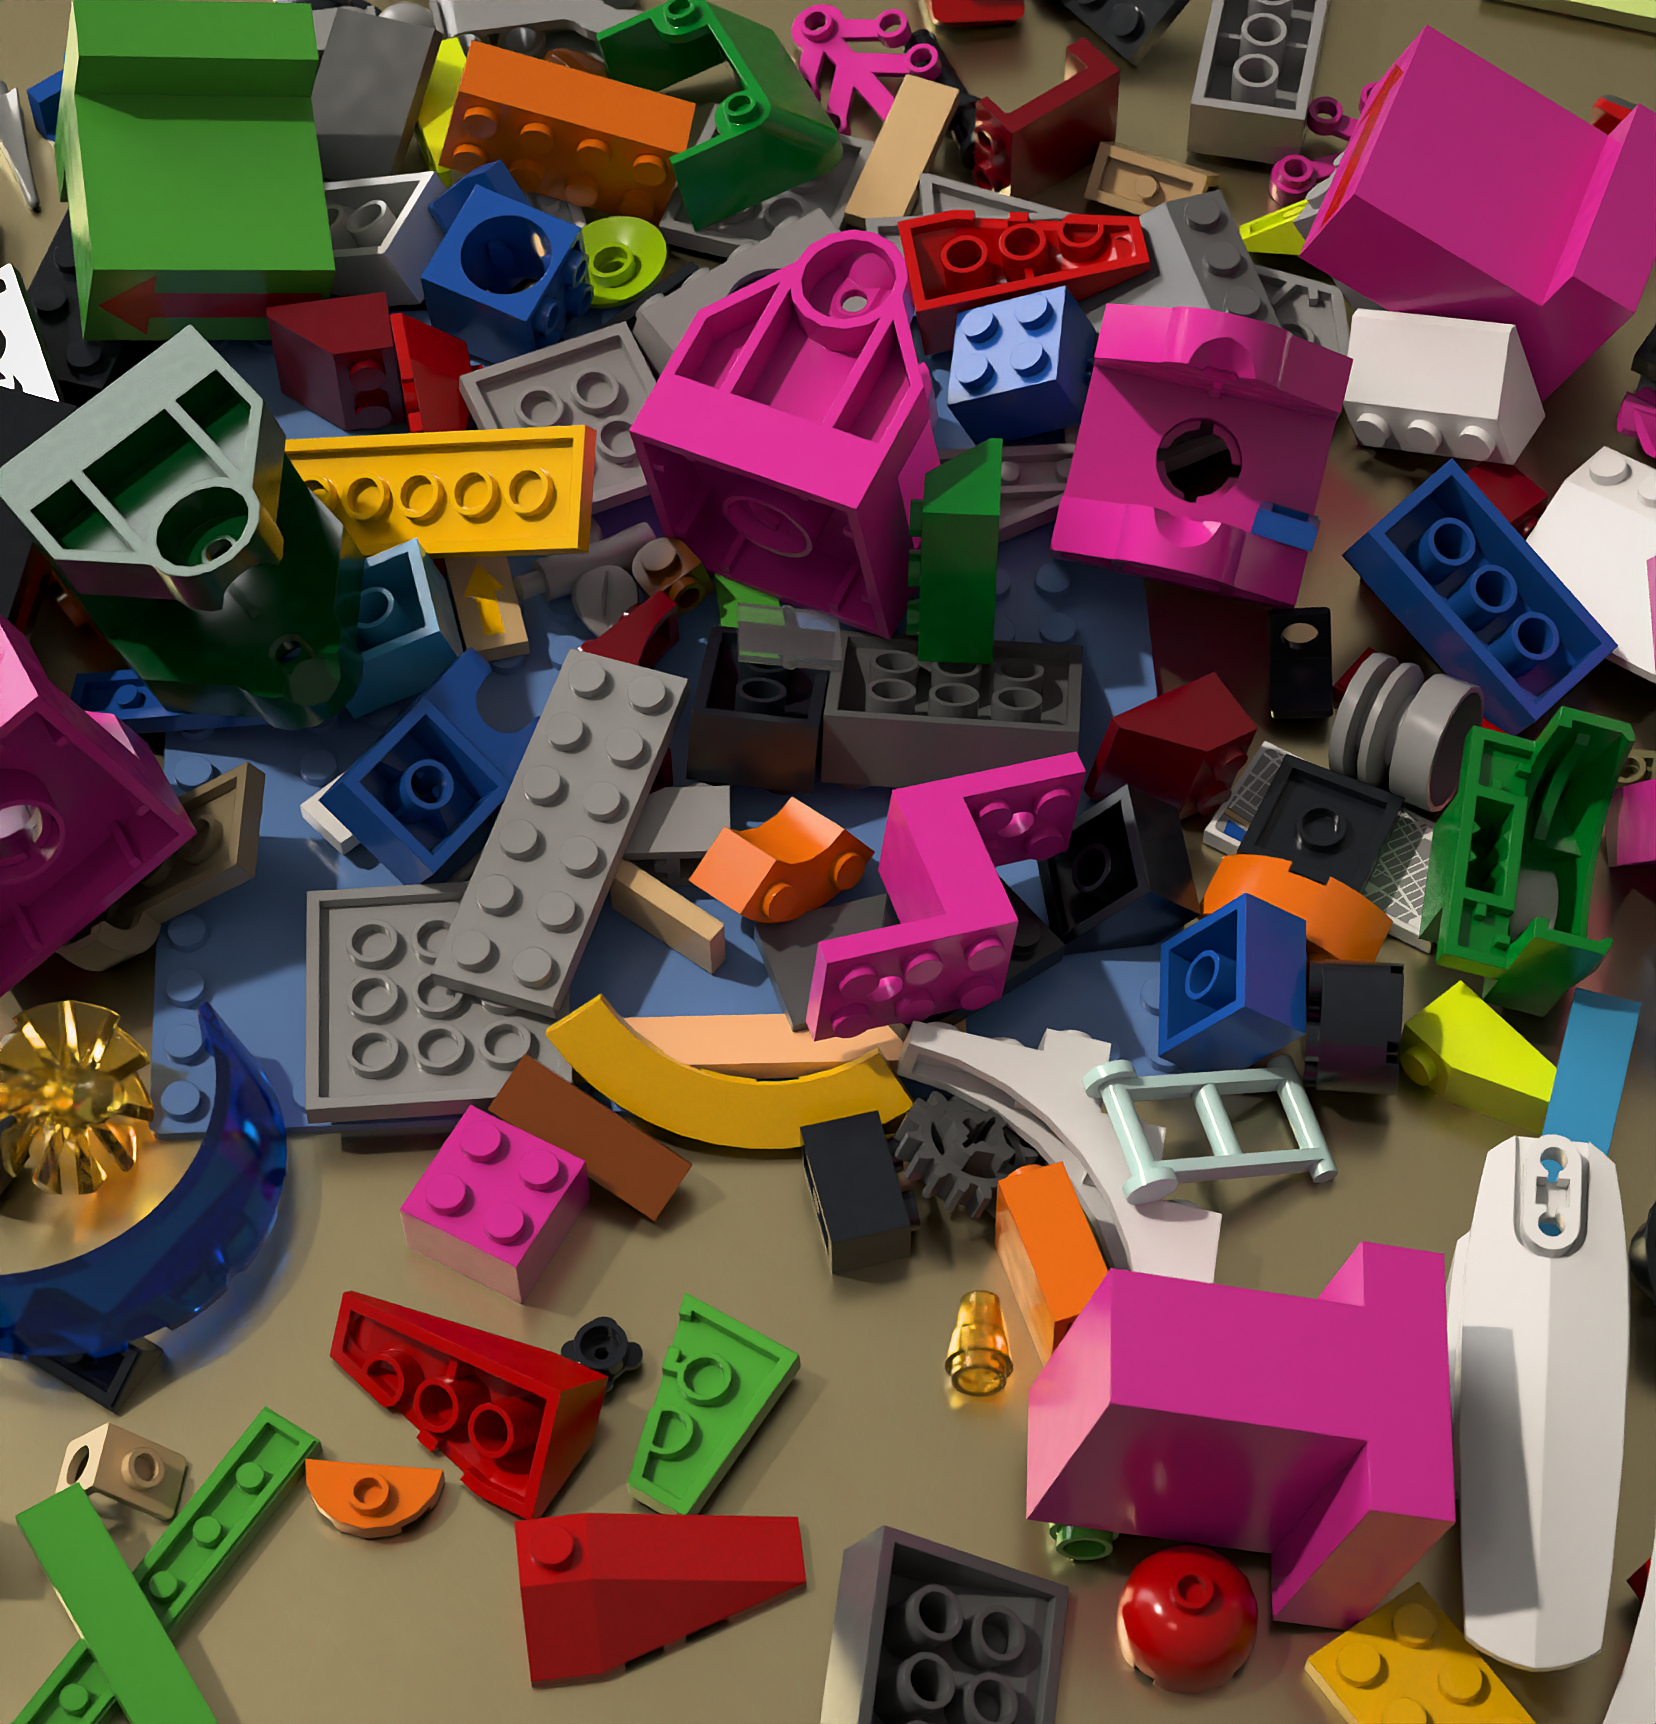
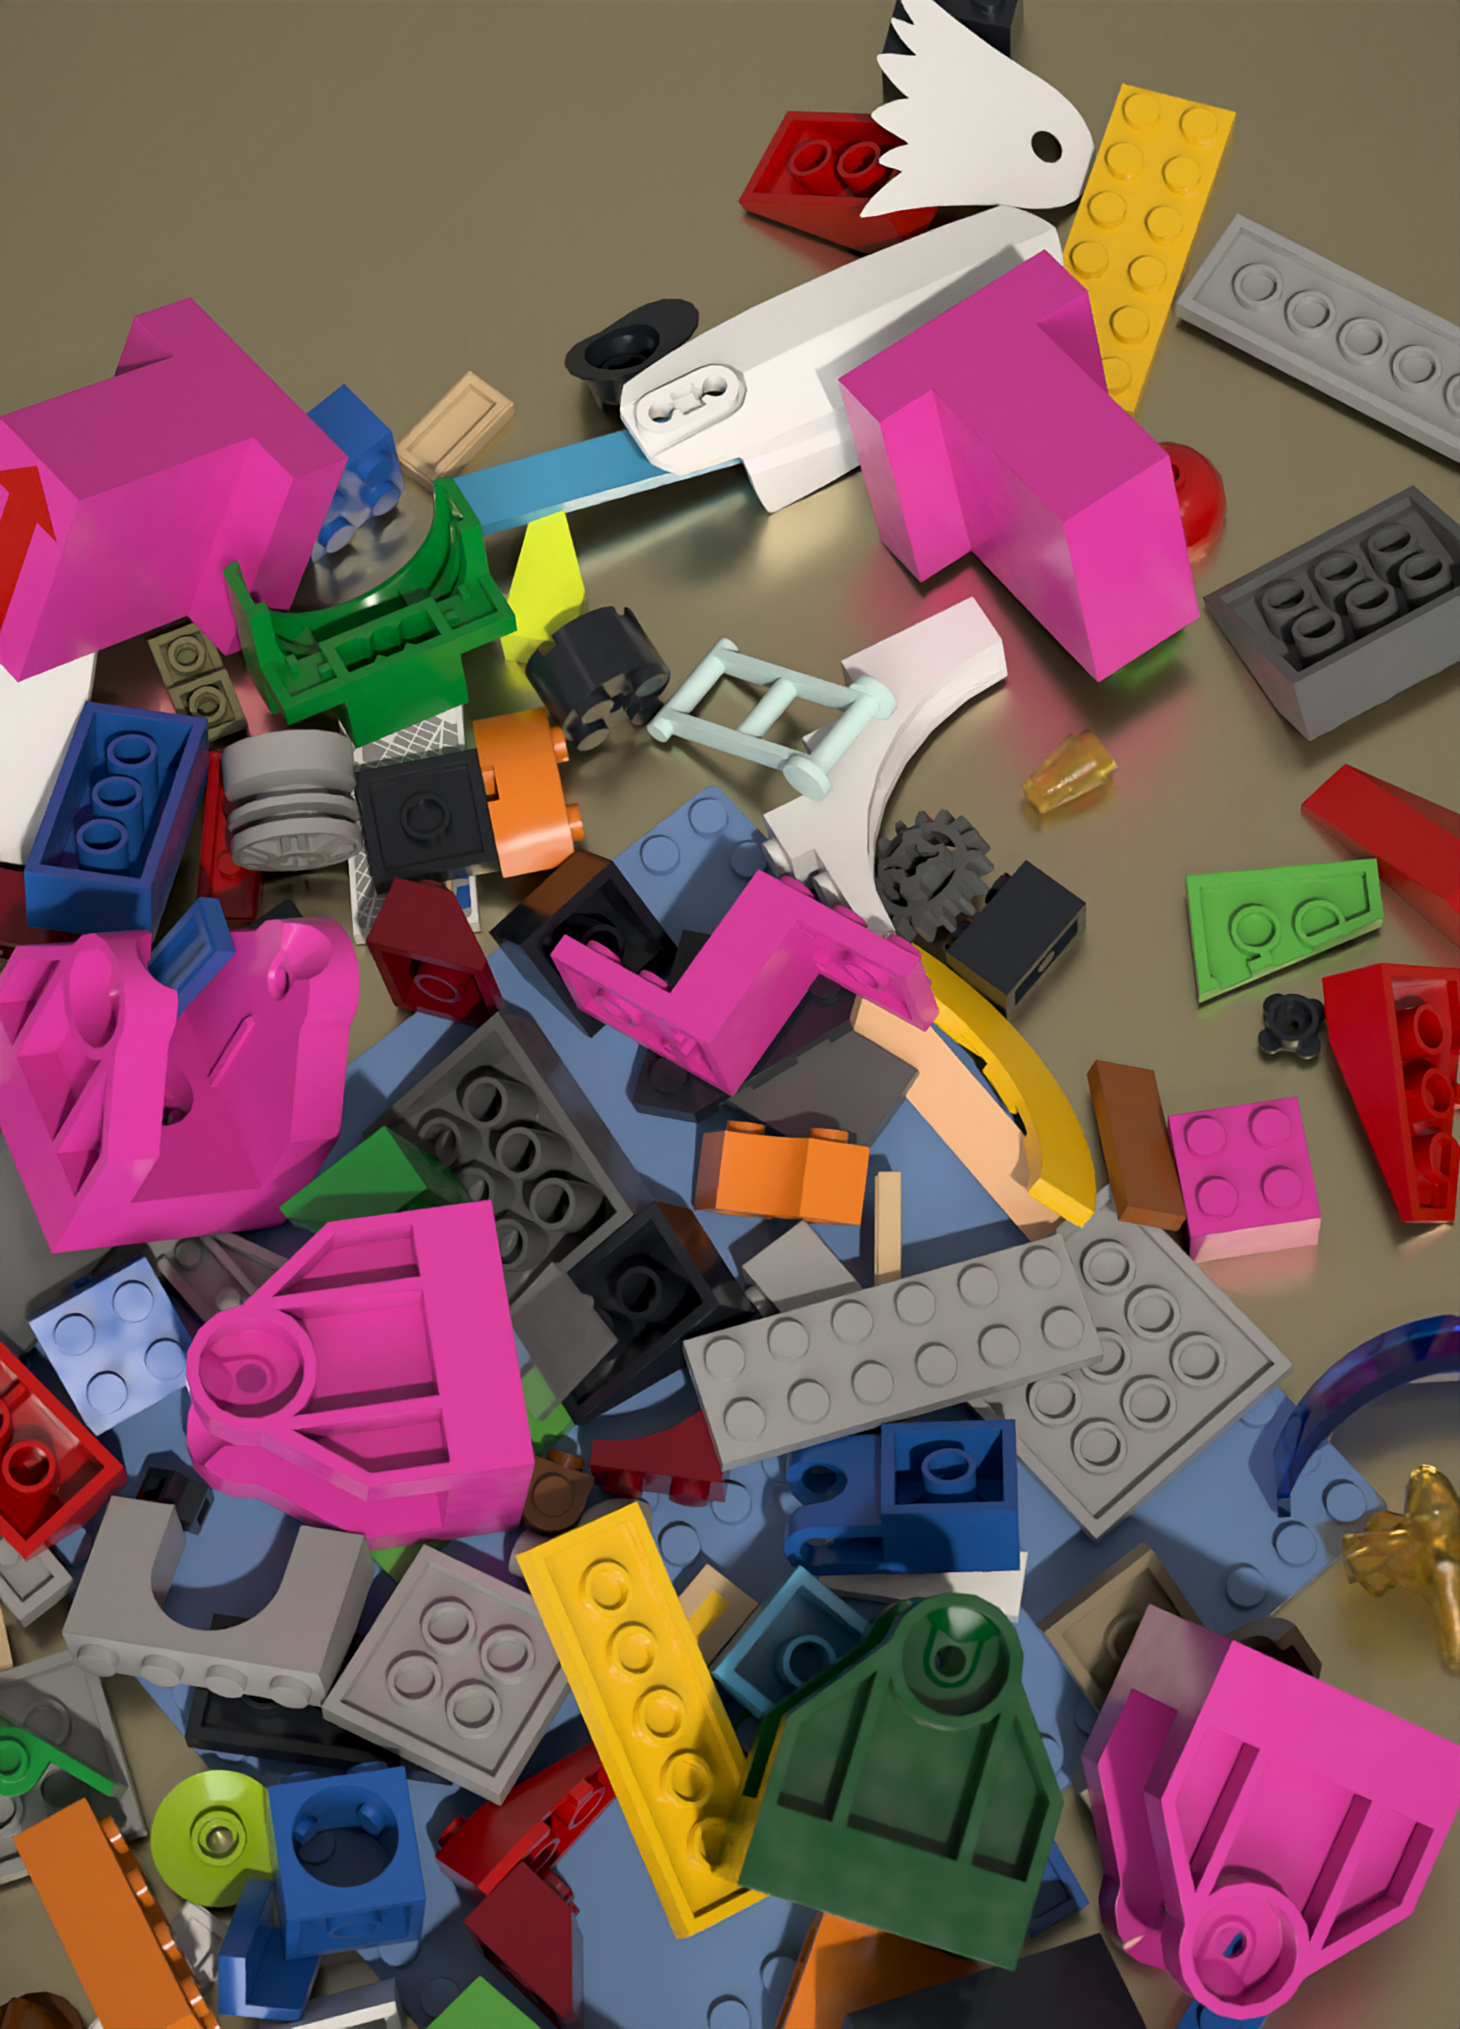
camera: 120 degrees left, 10 degrees up
(1046, 1251) = (983, 733): orange brick -> none
(1233, 987) = (639, 772): blue brick -> none

